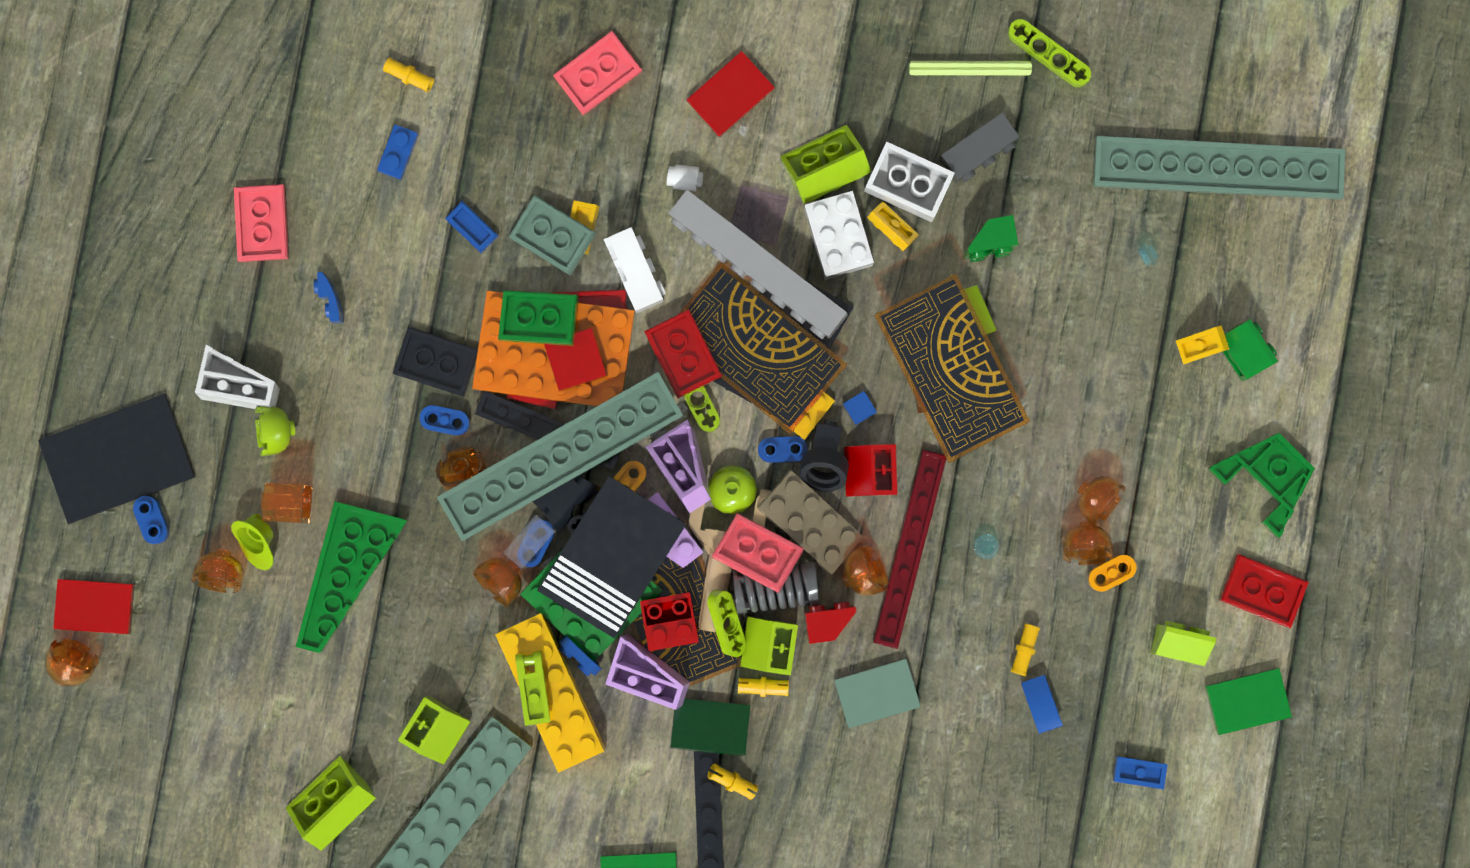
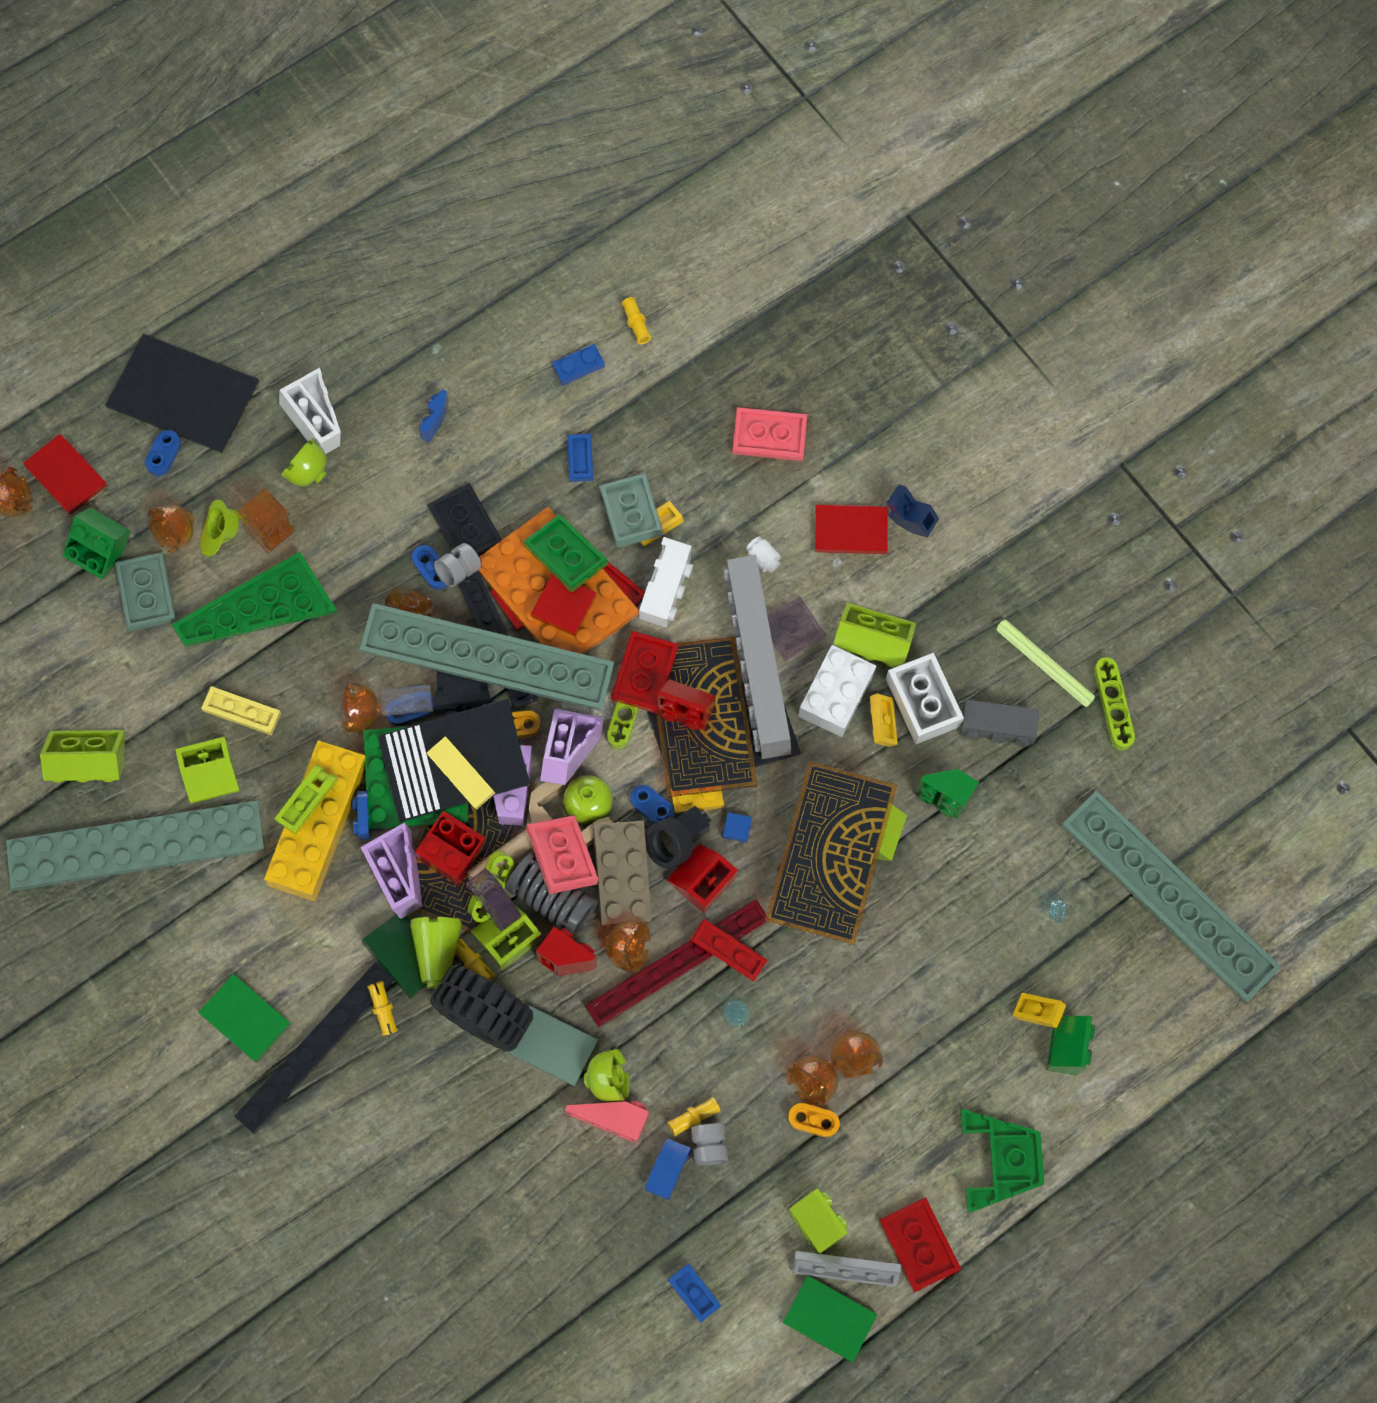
camera: 35 degrees right, 15 degrees down
(173, 637) = (95, 542): none -> green slope
(248, 638) = (145, 591): none -> sand green tile
(261, 223) = (438, 328): coral tile -> none
(412, 662) = (241, 710): none -> light yellow plate
(466, 398) = (457, 565): none -> light grey wheel
(627, 563) = (460, 773): none -> light yellow tile
(731, 706) = (435, 946): none -> lime cone
(739, 352) = (685, 705): none -> red slope
(740, 633) = (493, 899): none -> brick
(766, 40) = (911, 514): none -> dark blue brick
(810, 721) = (482, 1008): none -> black tyre
(939, 507) = (728, 950): none -> red tile
(940, 681) = (607, 1078): none -> lime cylinder
(972, 702) = (614, 1117): none -> coral slope
(1058, 662) = (709, 1143): none -> light grey wheel
(1230, 657) = (846, 1268): none -> light grey tile

